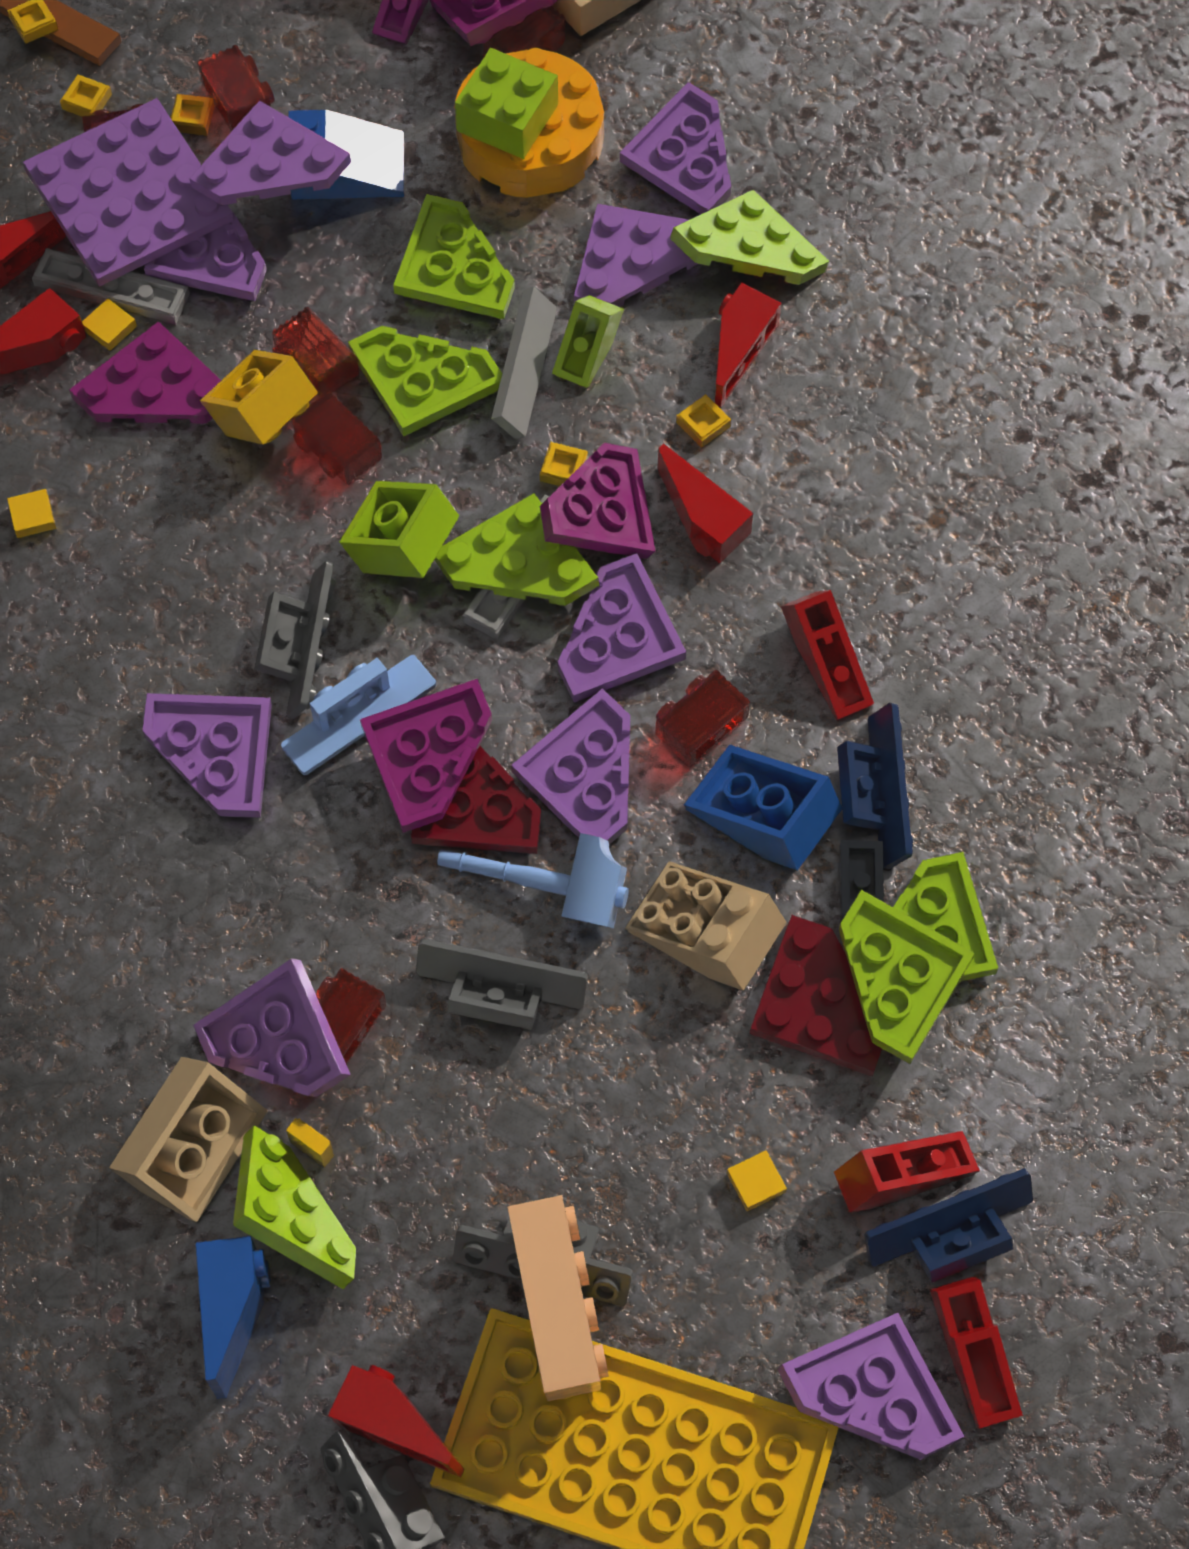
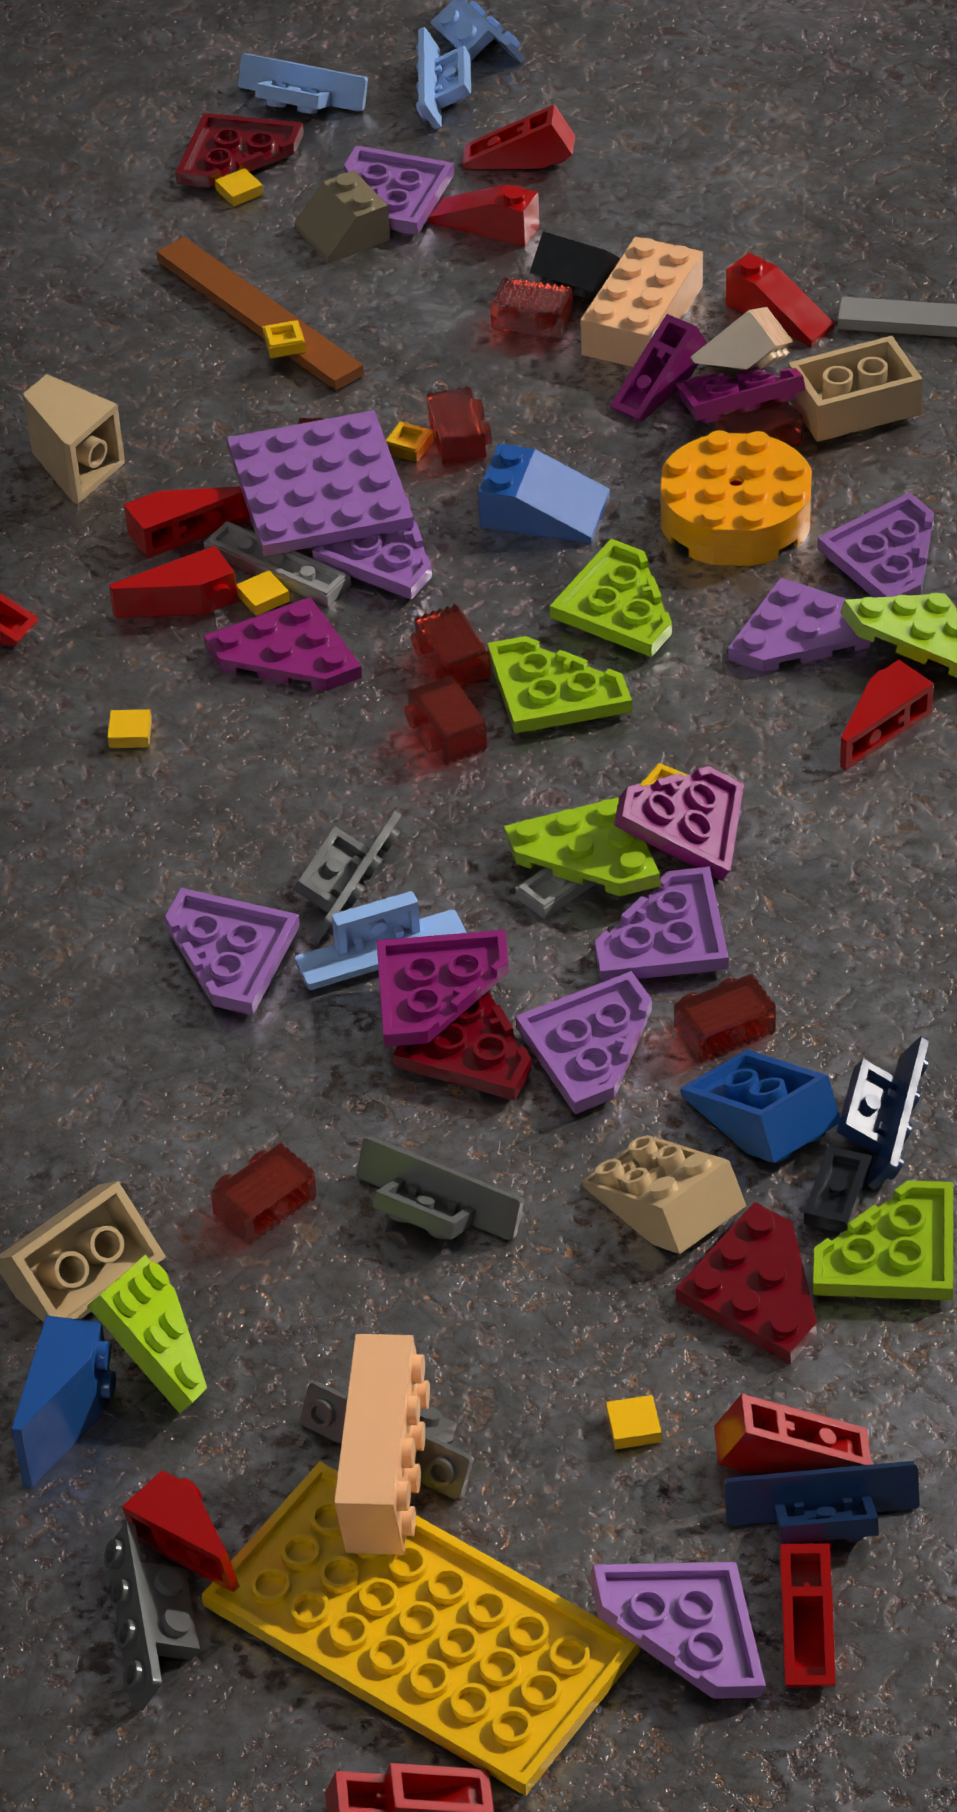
camera: 20 degrees right, 20 degrees down
(85, 96) = (311, 406): yellow tile -> none
(259, 397) = (381, 666): yellow brick -> none
(268, 159) = (462, 472): medium lavender plate -> none
(276, 1034) = (194, 1178): medium lavender plate -> none
(310, 1142) = (195, 1285): yellow tile -> none
(399, 529) = (477, 797): lime brick -> none
(506, 103) = (710, 464): lime brick -> none
(524, 363) = (656, 692): light grey tile -> none
(587, 340) = (726, 684): lime slope -> none
(591, 891) = (551, 1137): light blue piece -> none
(703, 421) = (822, 776): yellow tile -> none
(708, 513) = (796, 848): red slope -> none
(828, 652) = (875, 985): red slope -> none
(899, 973) = (845, 1264): lime plate -> none

